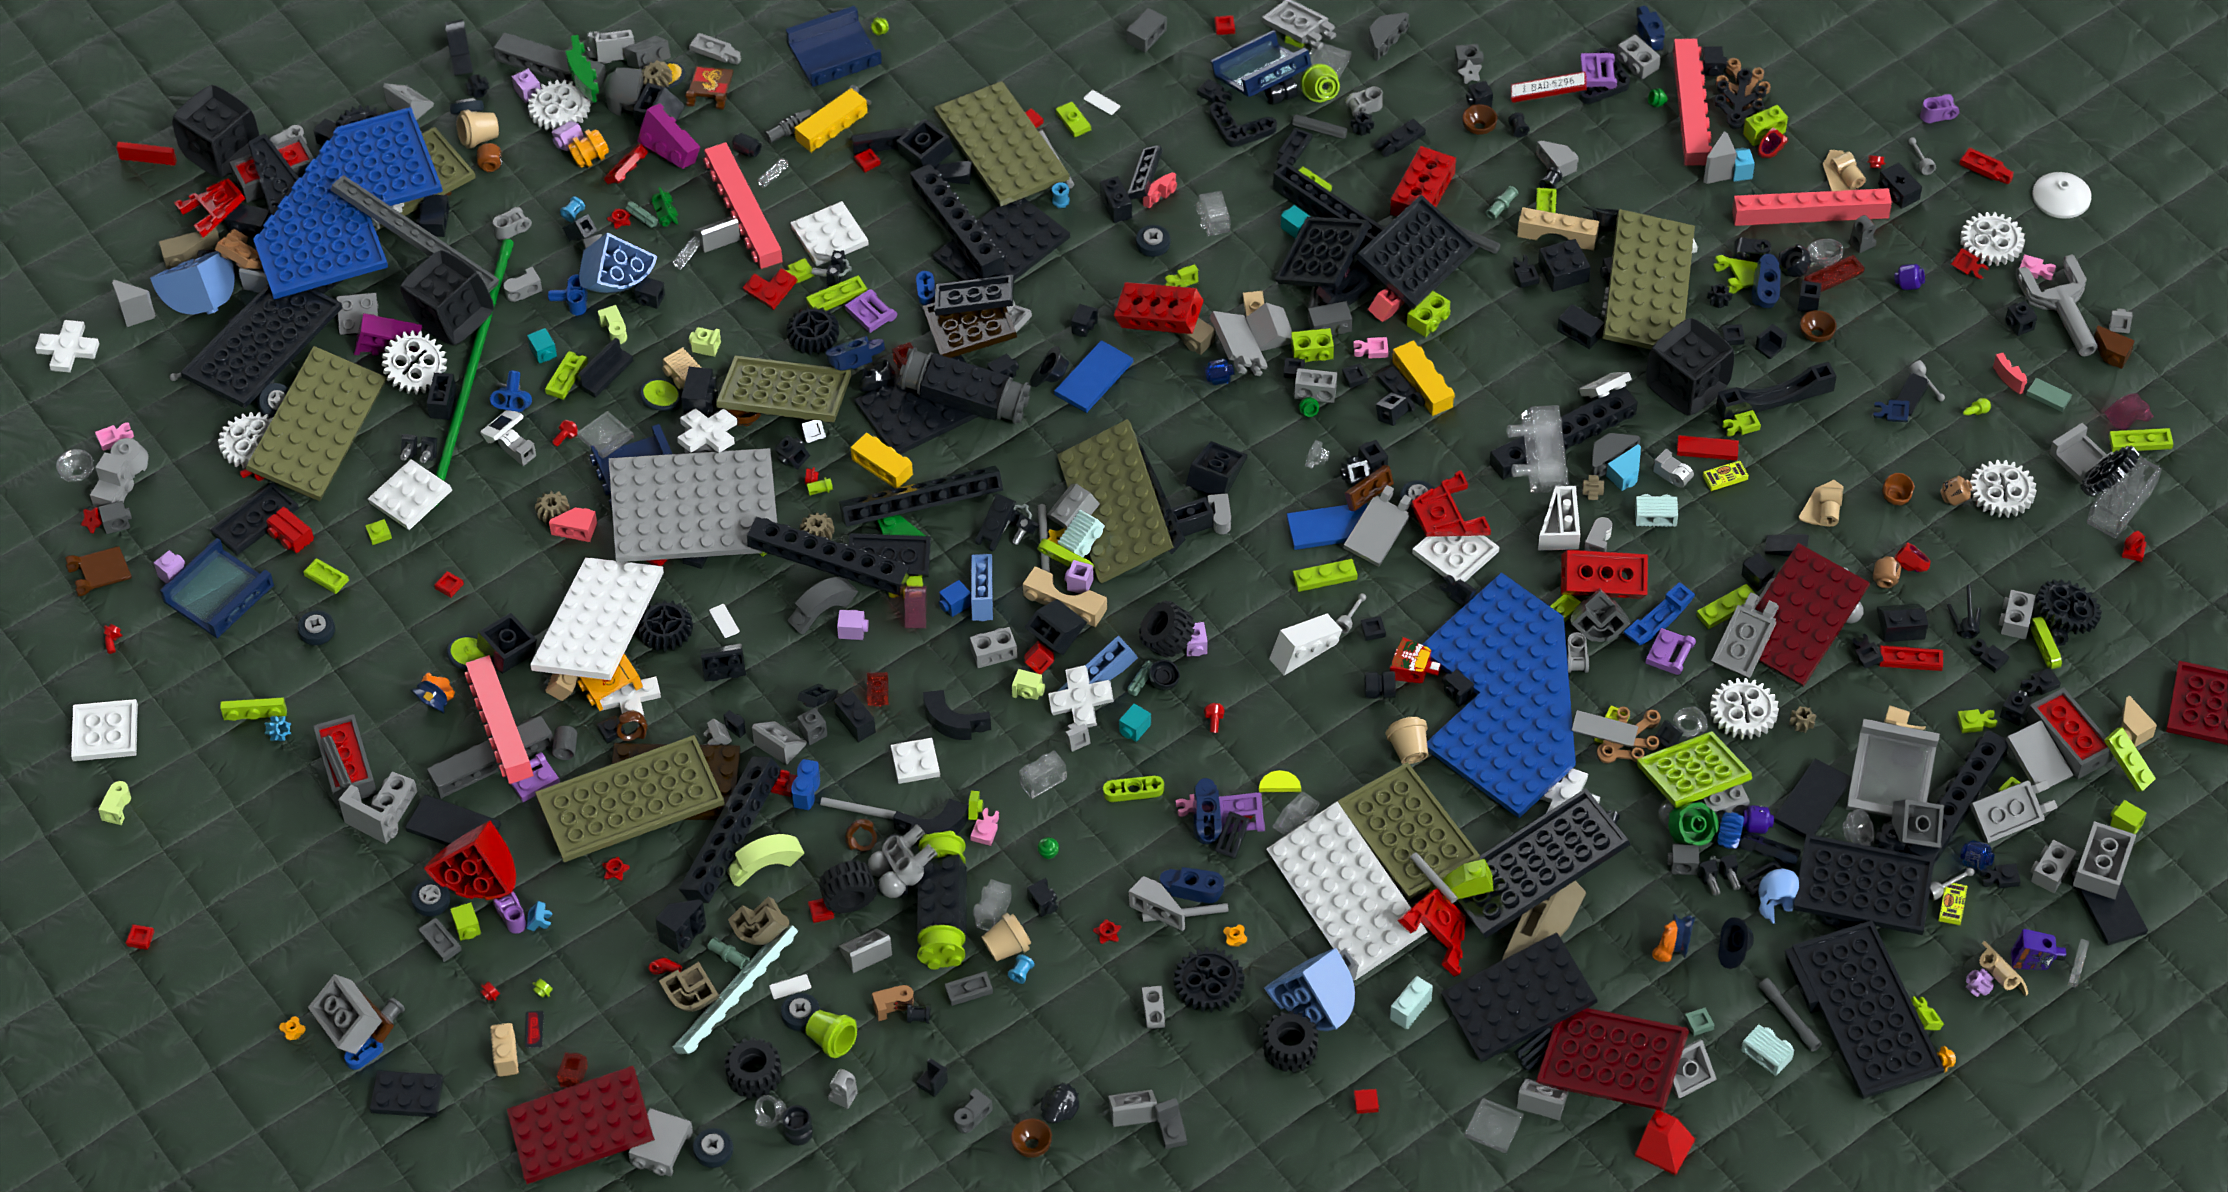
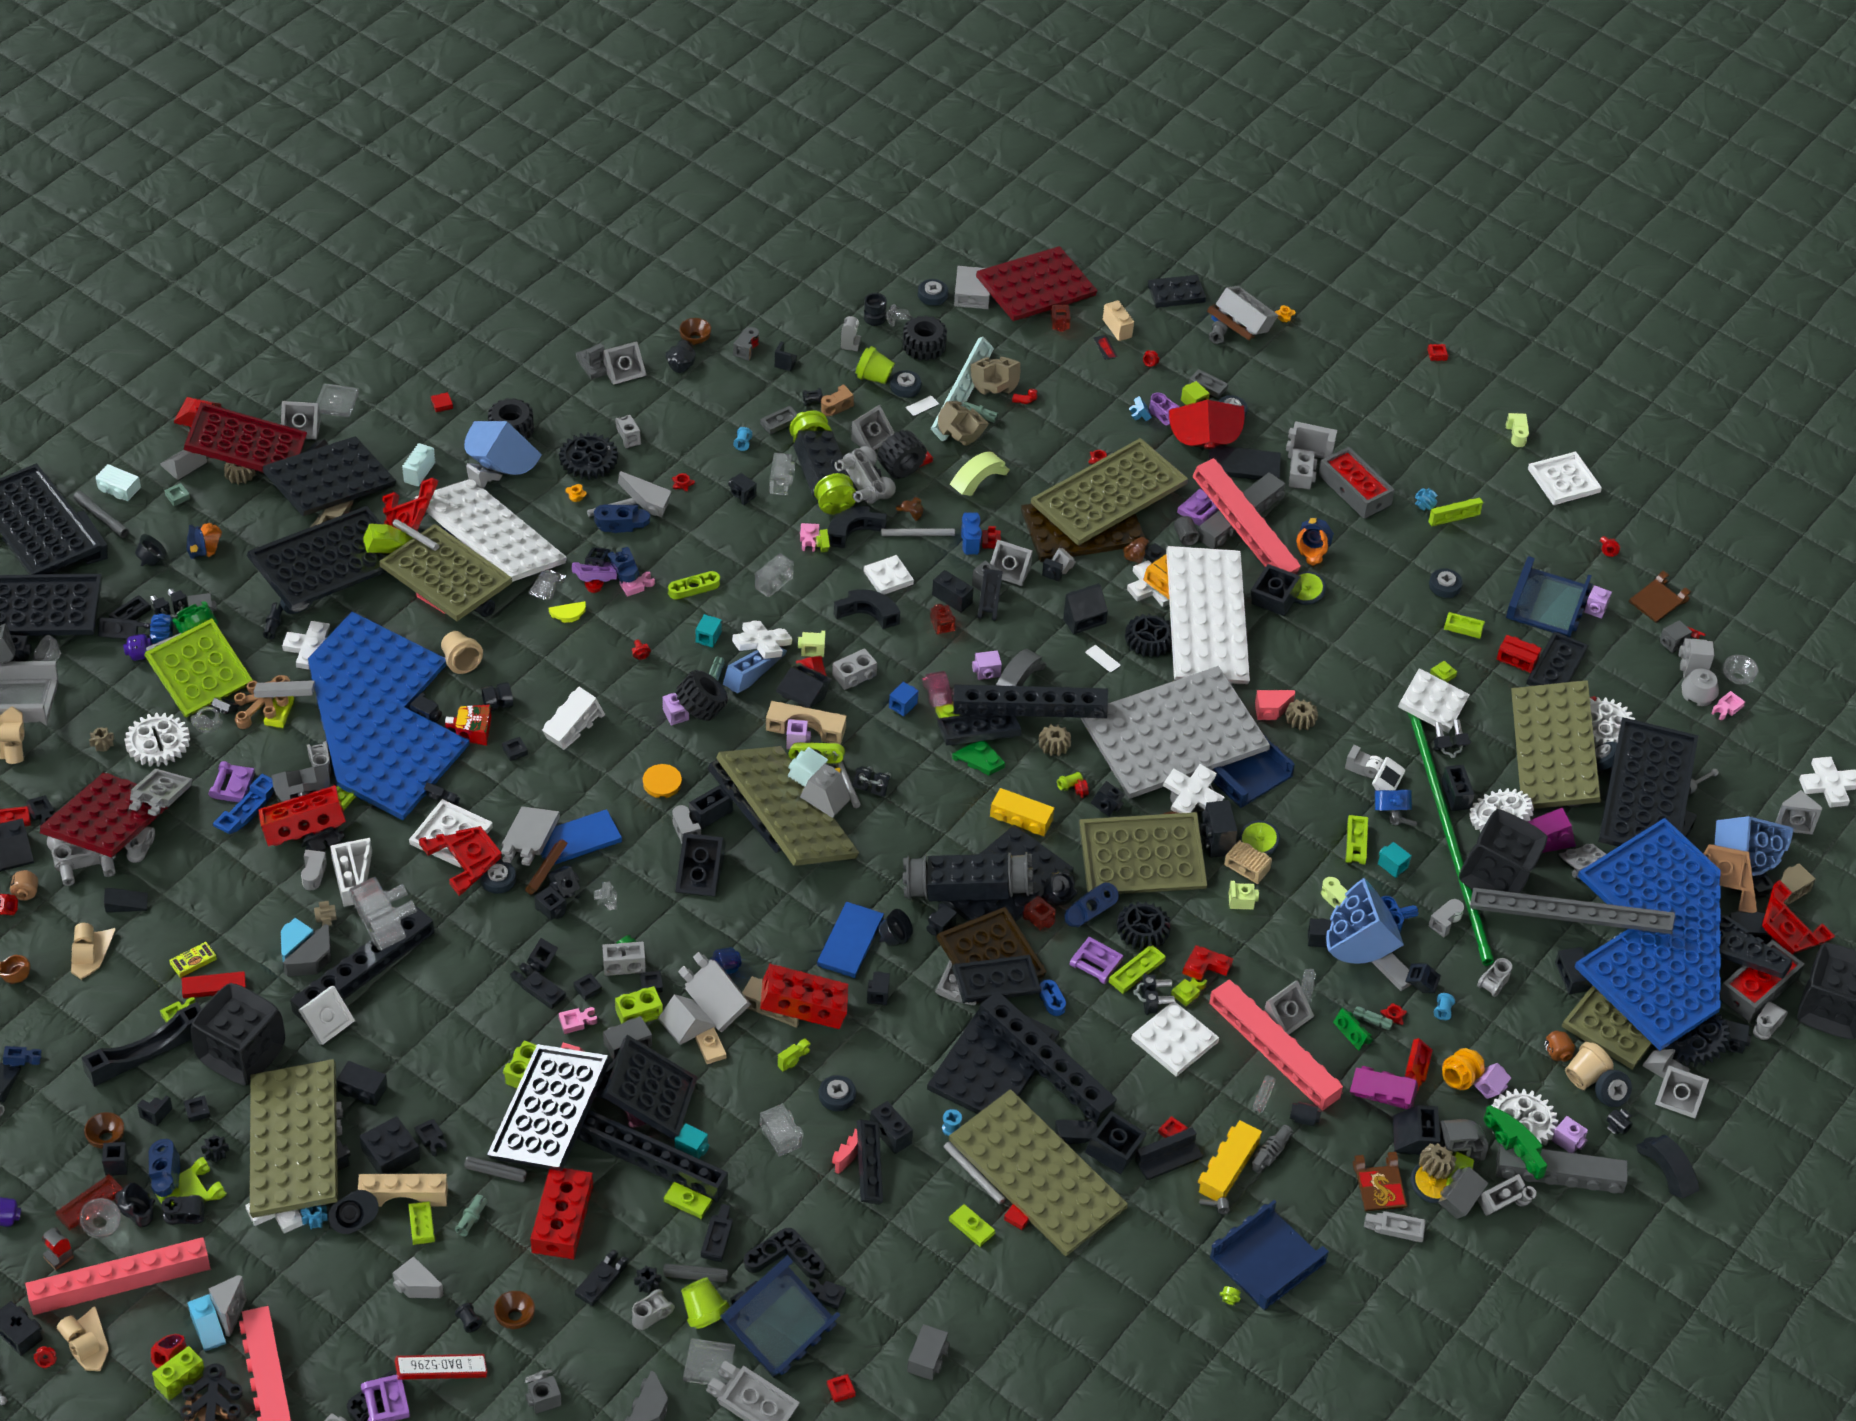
camera: 160 degrees right, 5 degrees down
(336, 762) = (1357, 461): dark grey axle -> none
(449, 584) = (1356, 641): red tile -> none
(542, 988) = (1112, 370): lime plate -> none
(568, 429) = (1327, 785): red plate -> none
(604, 368) = (1322, 852): black panel -> none
(605, 434) = (1290, 790): clear plate -> none
(681, 924) = (1024, 412): black slope -> none
(730, 829) = (1017, 488): black brick -> none
(921, 495) = (910, 805): black brick -> none
(982, 587) = (884, 717): medium blue slope -> none
(996, 521) = (891, 769): black hinge -> none
(1006, 938) = (759, 449): tan piece -> none
(1048, 847) = (751, 528): green plate -> none
(1077, 736) = (755, 611): light grey tile -> none
(1102, 102) = (948, 1258): white sticker -> none
(1164, 675) = (693, 663): black hair -> none
(1230, 568) = (662, 781): none -> light orange tile
(1325, 575) = (571, 792): lime plate -> none
(1345, 621) = (542, 750): light grey hinge -> none
(1423, 377) = (517, 995): yellow brick -> none
(1479, 94) = (520, 1340): black brick -> none
(1552, 177) = (421, 1251): black bush -> none
(1656, 510) = (259, 905): light aqua brick -> none
(1657, 98) = (310, 1390): green plate -> none
(1672, 469) = (247, 950): light grey leg -> none
(1723, 607) = (180, 834): lime plate -> none
(1757, 571) = (152, 859): black brick -> none
(1778, 887) = (115, 588): light blue helmet -> none
(1813, 799) = (88, 680): black tile -> none

